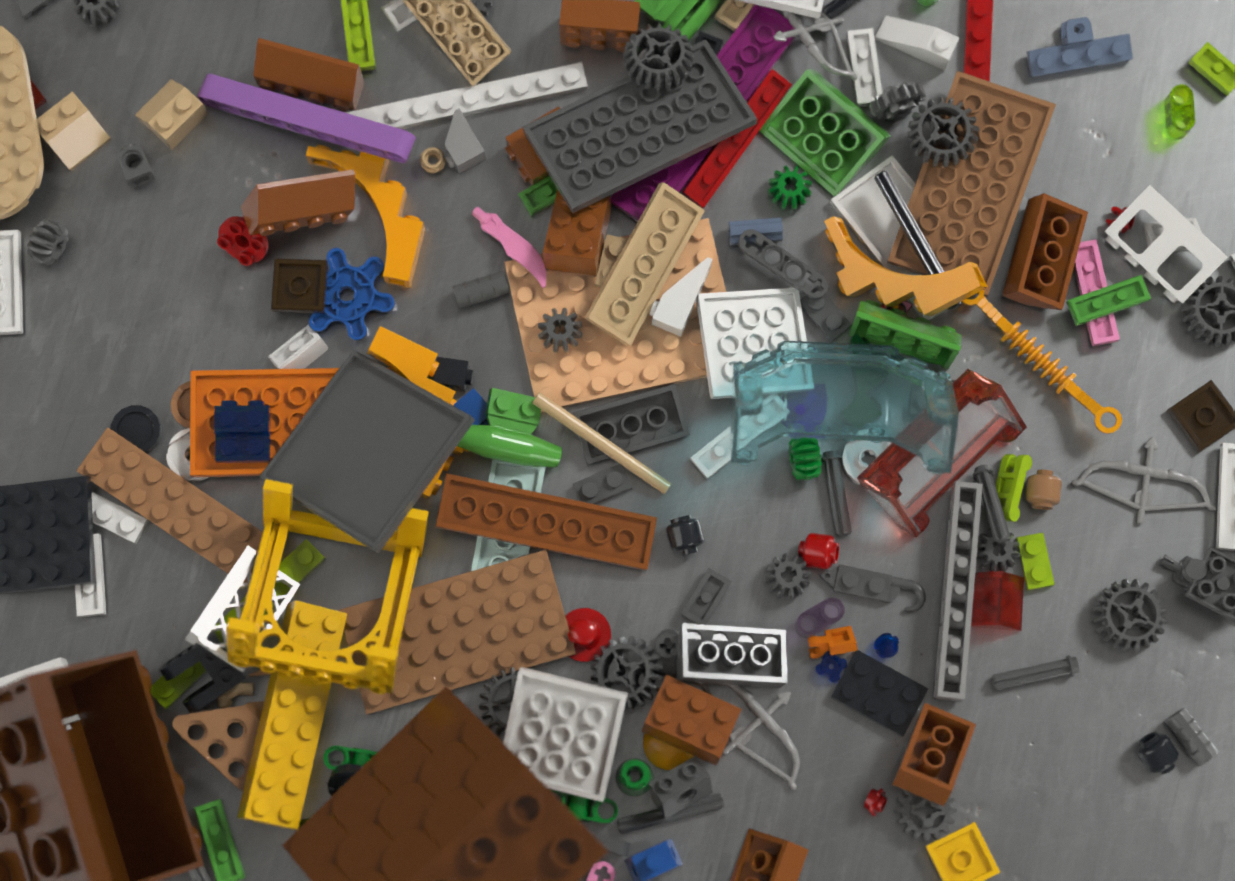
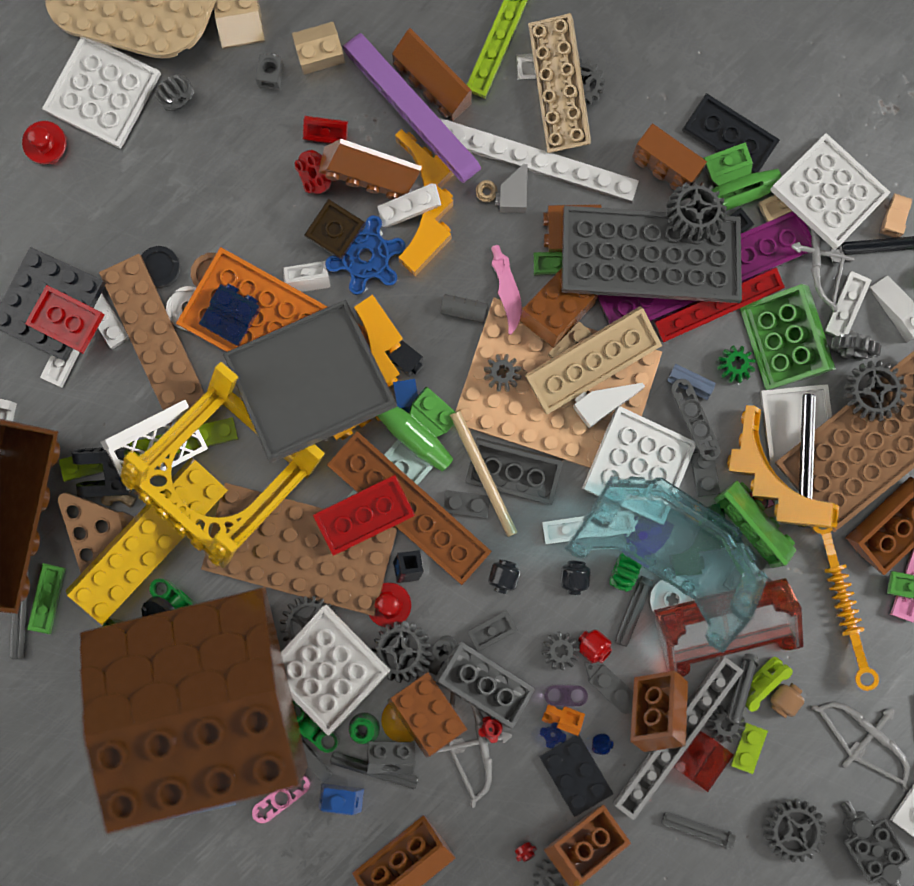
camera: 35 degrees right, 5 degrees up
(70, 537) = (65, 319): none -> red plate
(227, 192) = (324, 129): none -> red plate
(363, 217) = (409, 205): none -> white plate
(505, 554) = (364, 515): none -> red plate
(581, 582) = (408, 566): none -> black brick
(757, 493) = (575, 577): none -> black head
(767, 692) = (496, 728): none -> red plate
(923, 573) = (659, 711): none -> dark orange brick

